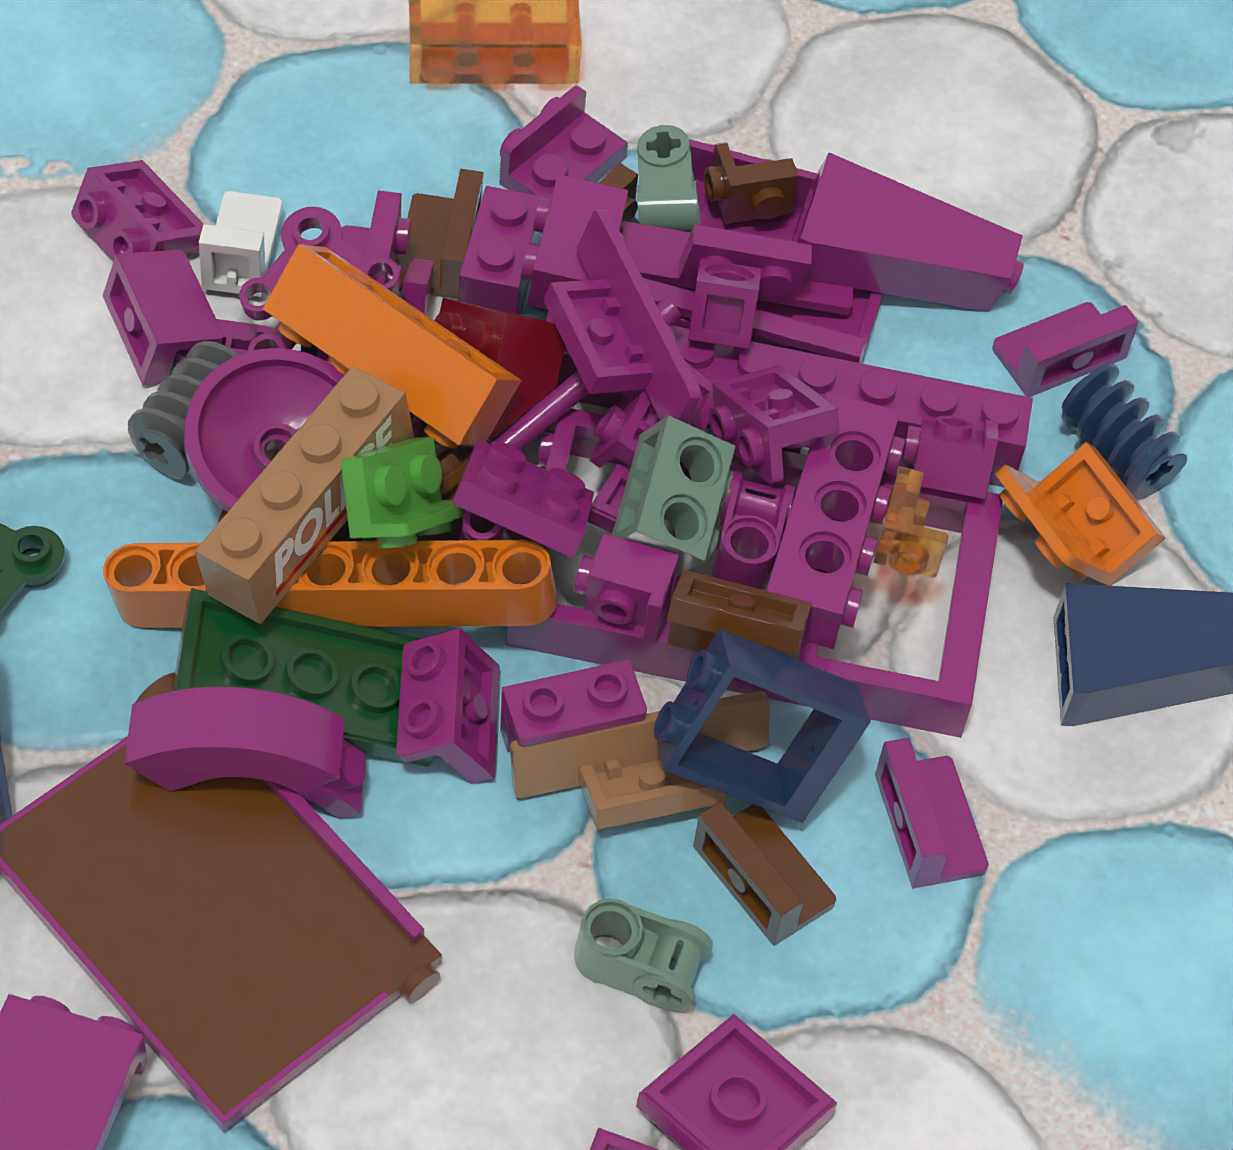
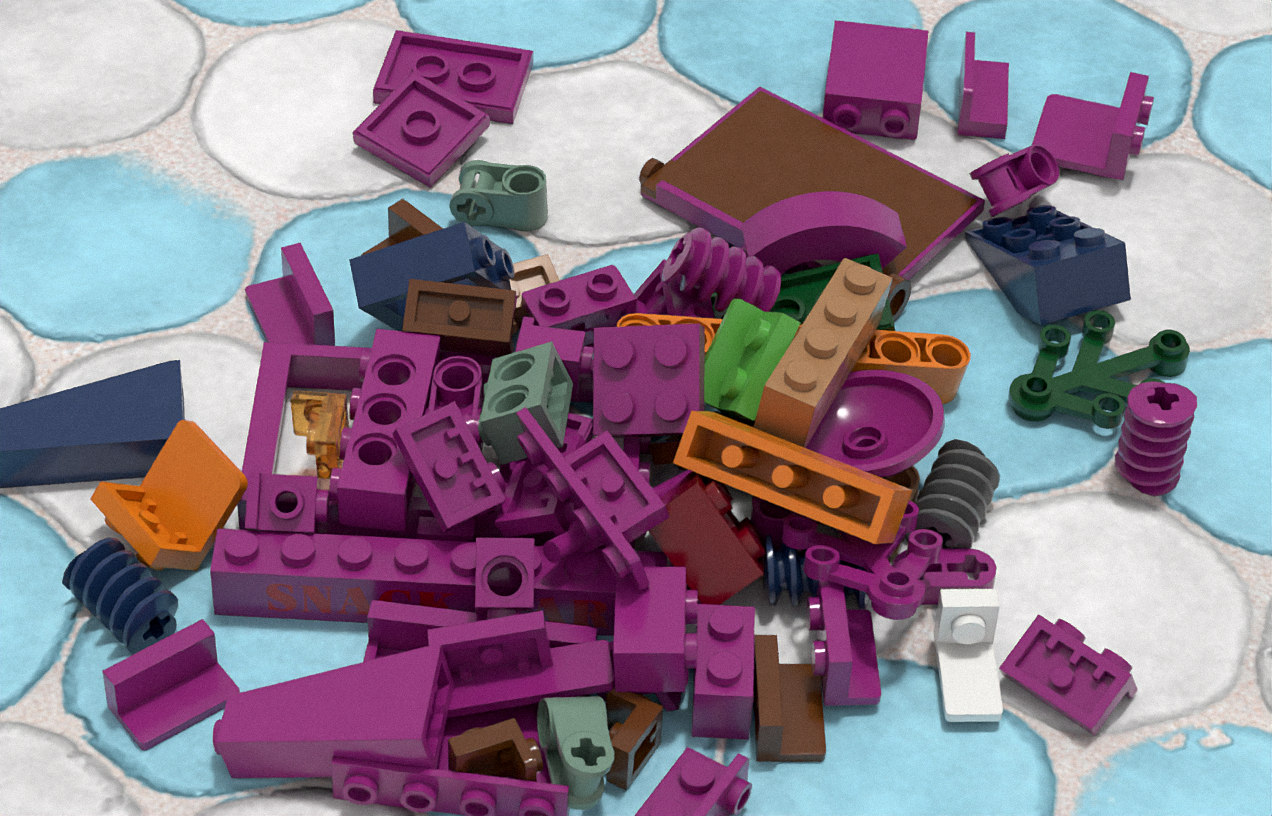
camera: 175 degrees right, 10 degrees down
(158, 309) = (1023, 583): magenta panel -> none
(394, 669) = (721, 272): none -> magenta piece
(418, 284) = (792, 637): magenta tile -> none

